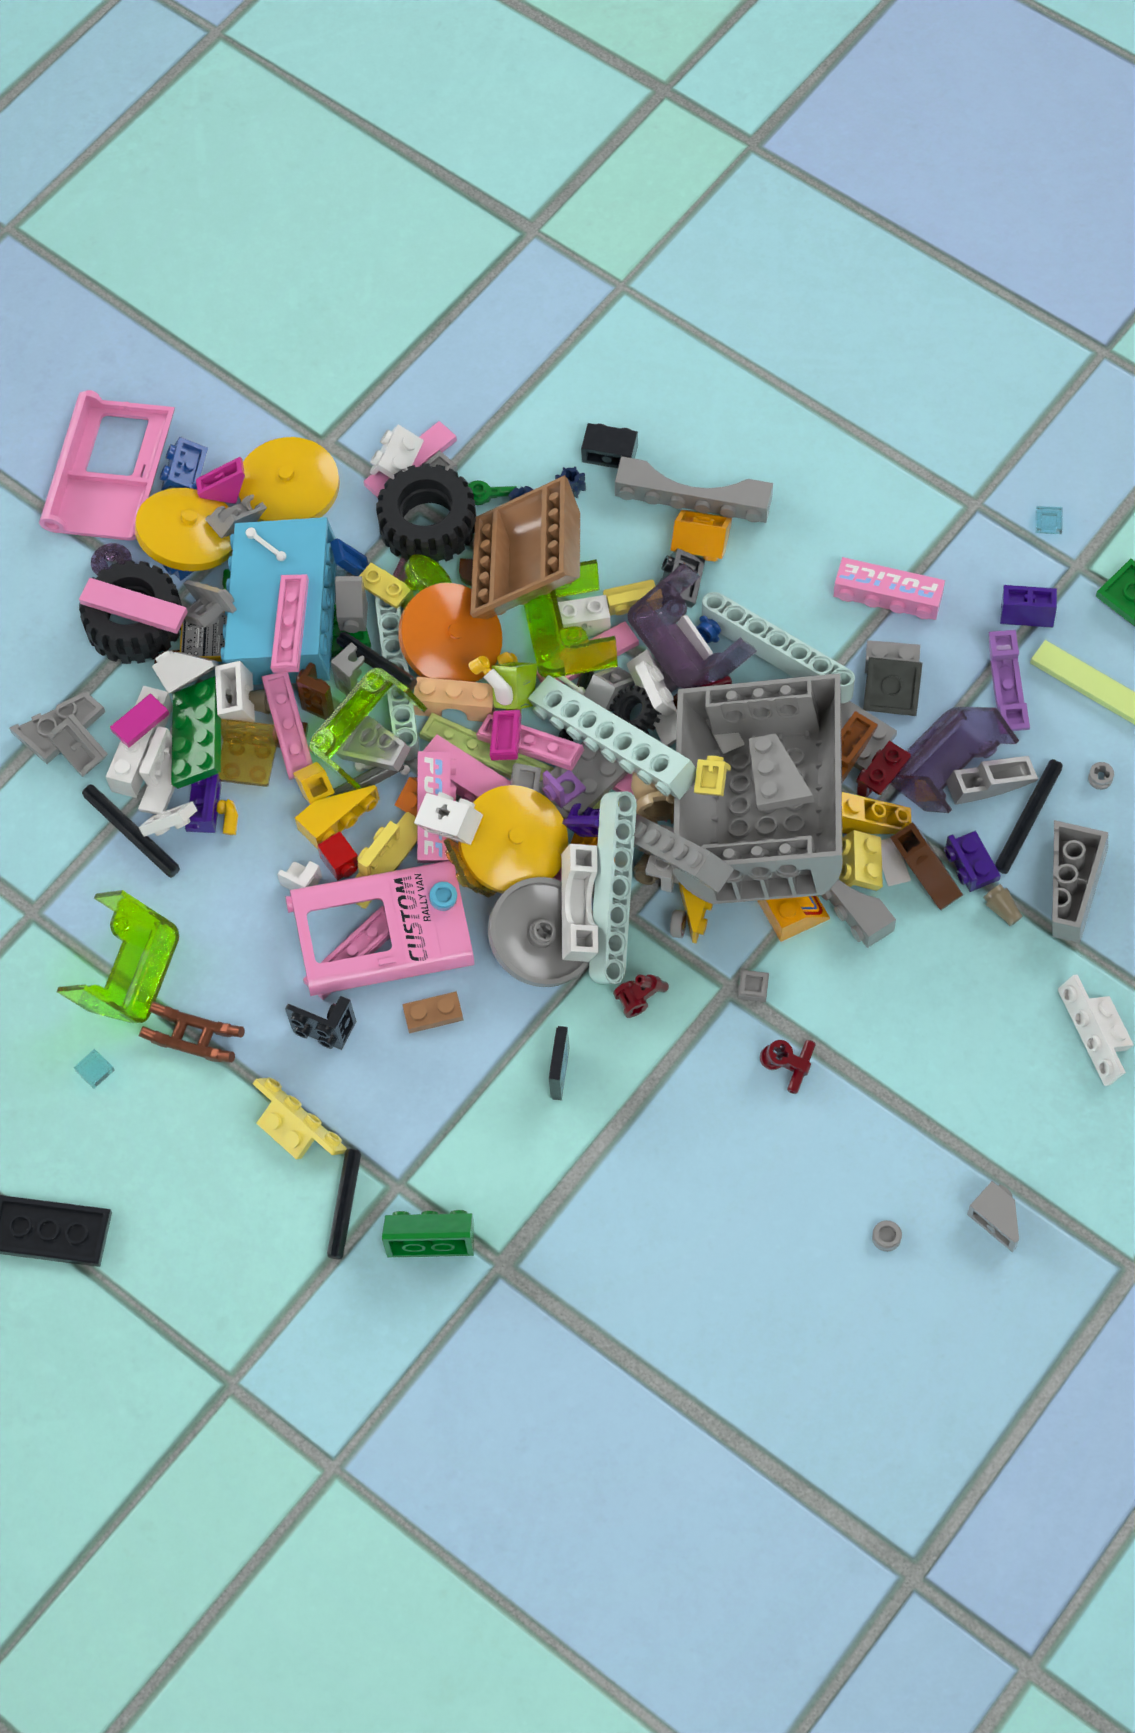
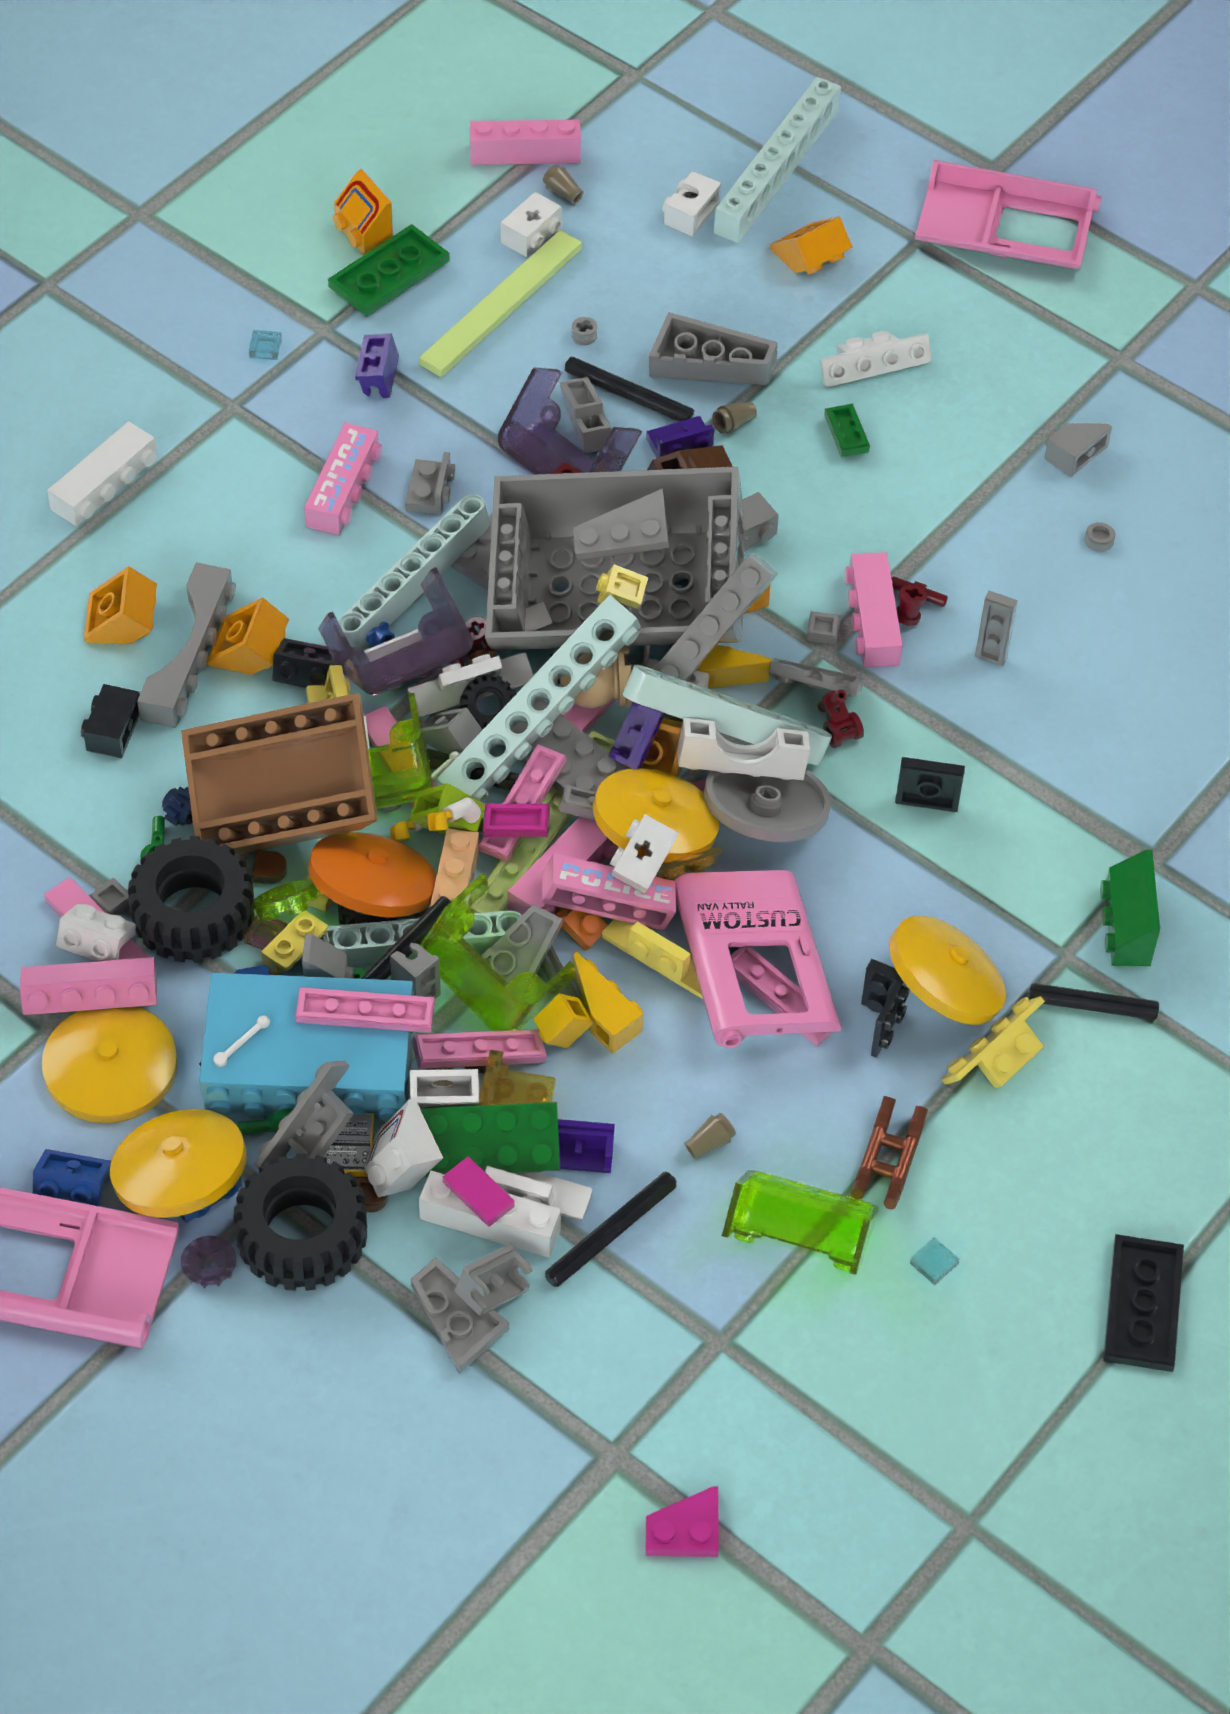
camera: 95 degrees left, 10 degrees down
(133, 605) = (311, 1196): bright pink tile -> none
(163, 821) = (609, 1172): white plate -> none
(212, 900) = (711, 1135): none -> dark tan cone
(223, 482) = (110, 1118): dark pink slope -> none
(224, 520) = (173, 1101): light grey hinge -> none
(231, 816) = (601, 1115): yellow arm -> none
(300, 876) = (686, 1041): white panel -> none
(314, 693) = (448, 1009): reddish brown bracket -> none
(338, 856) = (660, 1000): red brick -> none
(347, 456) = (88, 986): none -> bright pink brick
(355, 1070) = (947, 970): none -> yellow dish
(432, 1012) = (857, 916): medium nougat plate -> none
(443, 896) = (726, 884): medium azure tile -> none
(555, 791) = (597, 765): medium lavender bracket -> none
(576, 480) = (158, 761): dark blue gear -> none
(678, 924) = (753, 683): light grey tile -> none
(684, 977) = (816, 677): none -> light grey wing
(726, 442) = (121, 609): none -> light orange slope
(732, 1117) = (996, 628): none -> light grey tile
(761, 1025) = (874, 609): none -> bright pink brick
(876, 411) = (102, 474): none -> white brick
(892, 686) = (468, 475): pearl dark grey tile -> none
(997, 1004) = (847, 430): none -> green plate
(1007, 679) = (467, 394): medium lavender slope -> none

